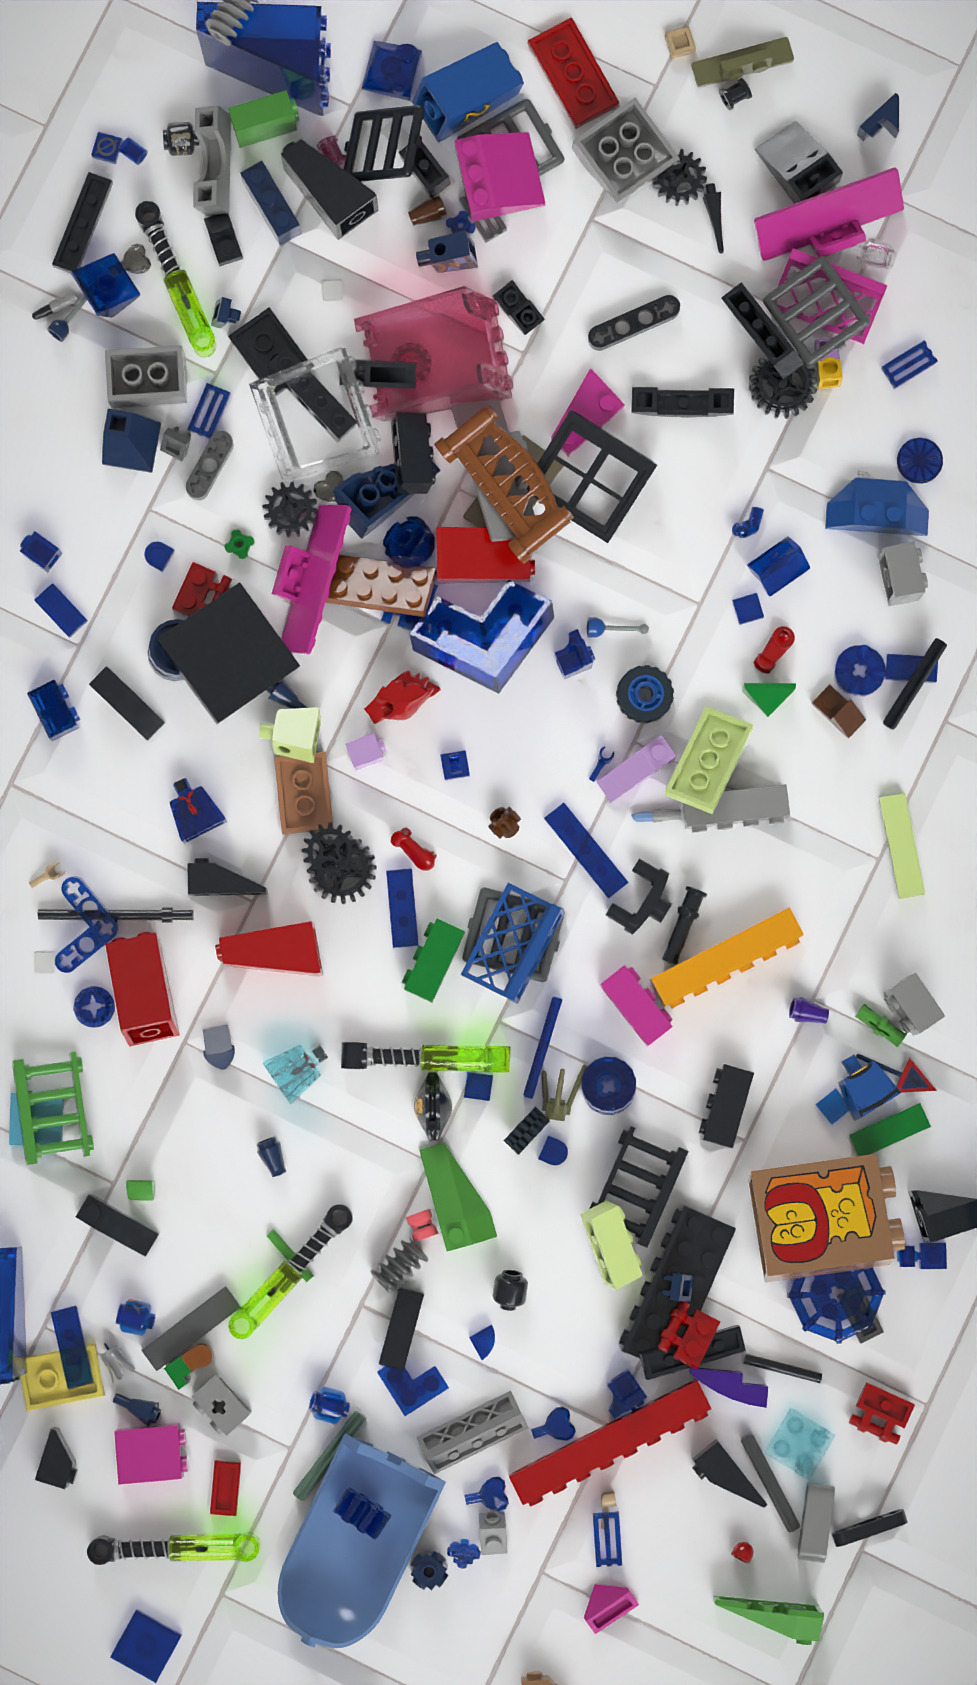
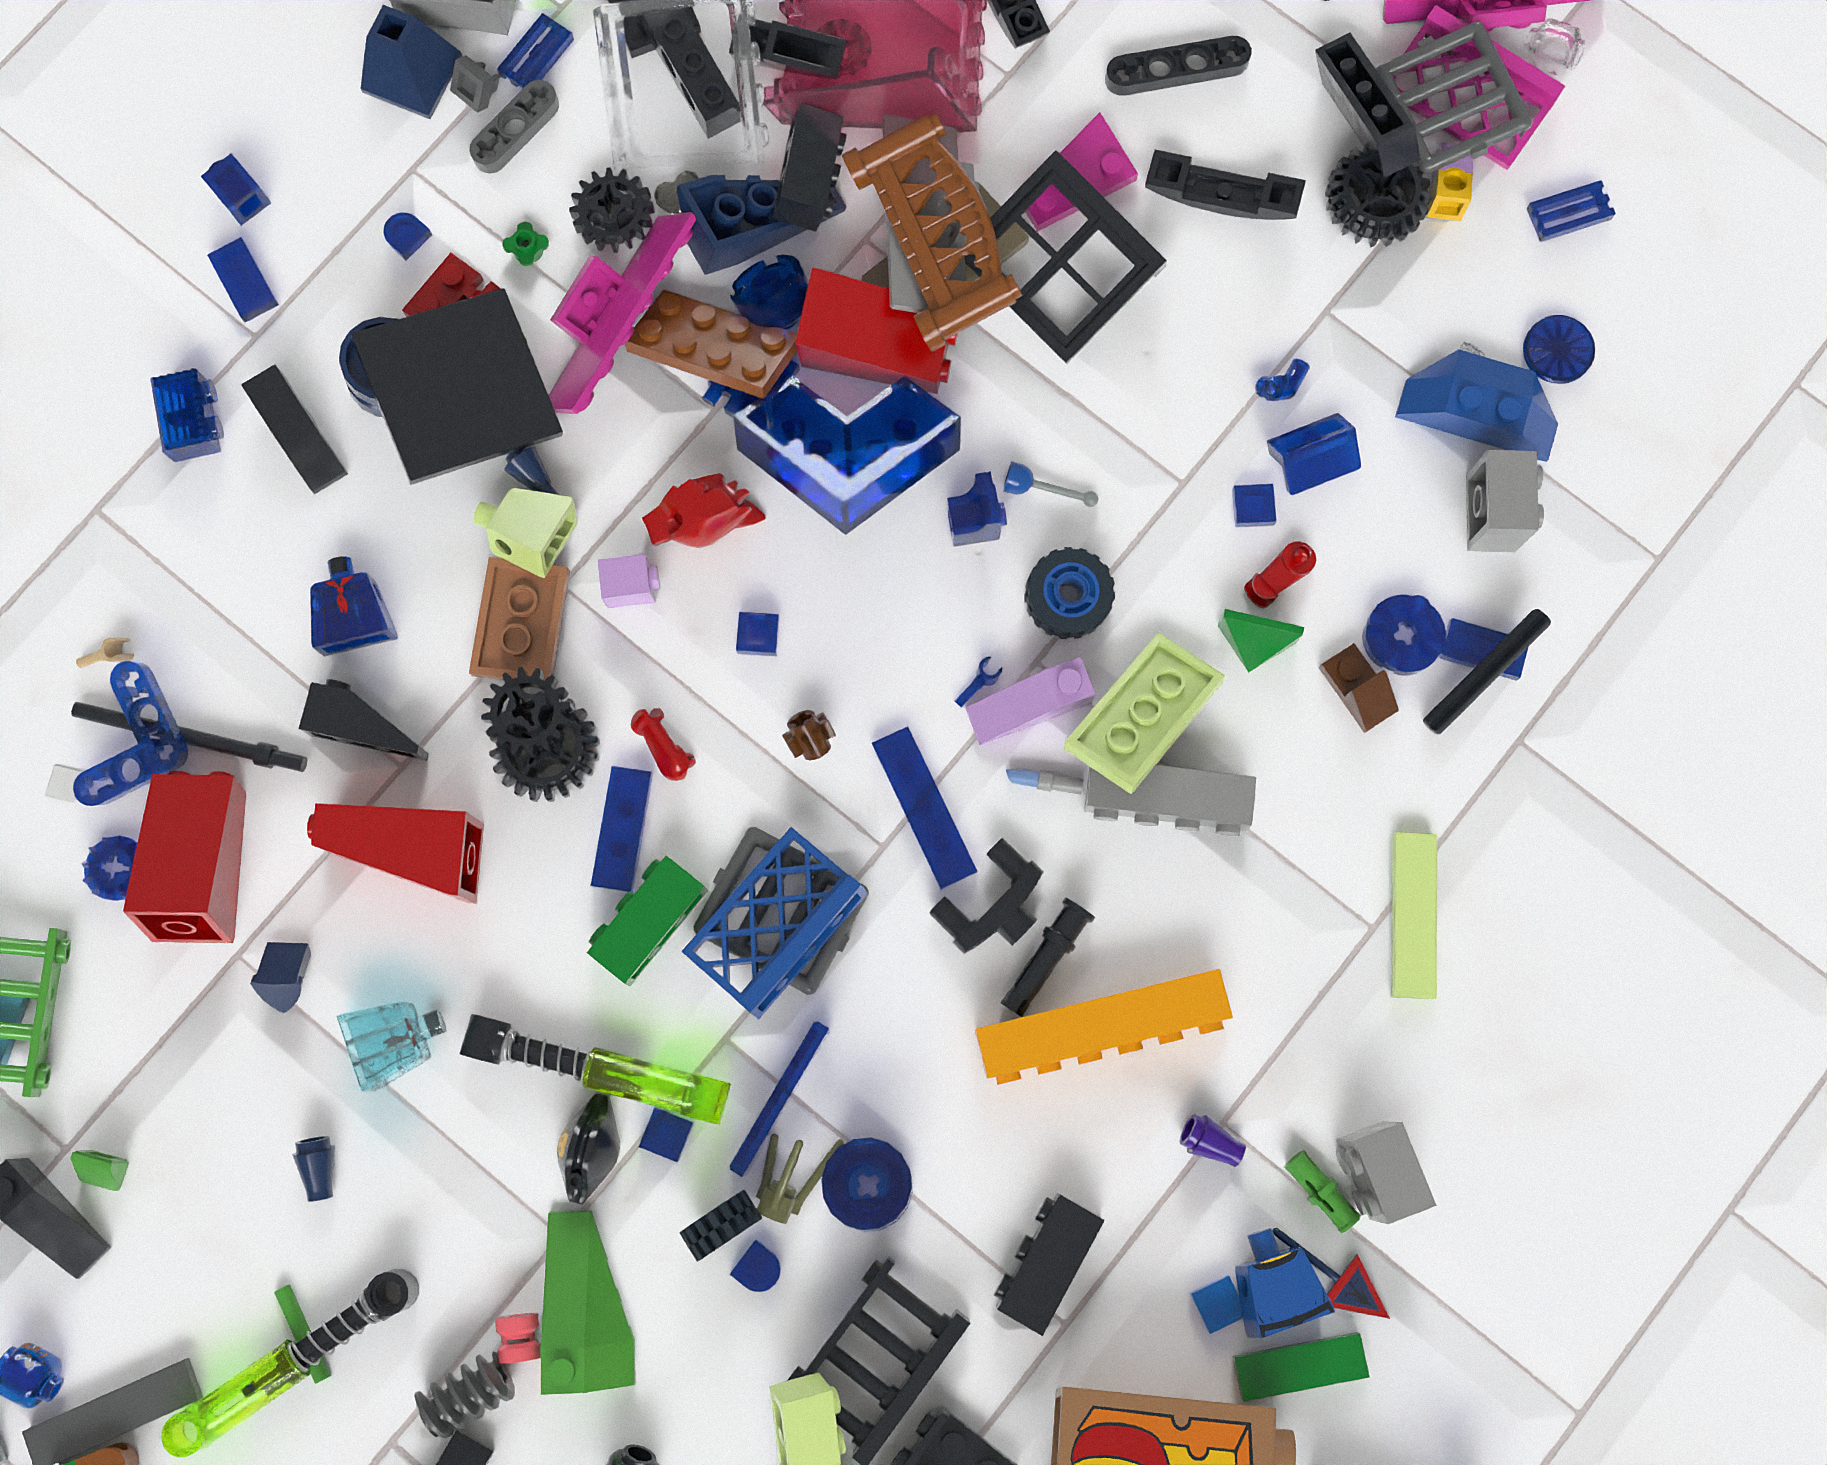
camera: 15 degrees right, 5 degrees down
(637, 1005) = (945, 1065): dark pink brick -> none

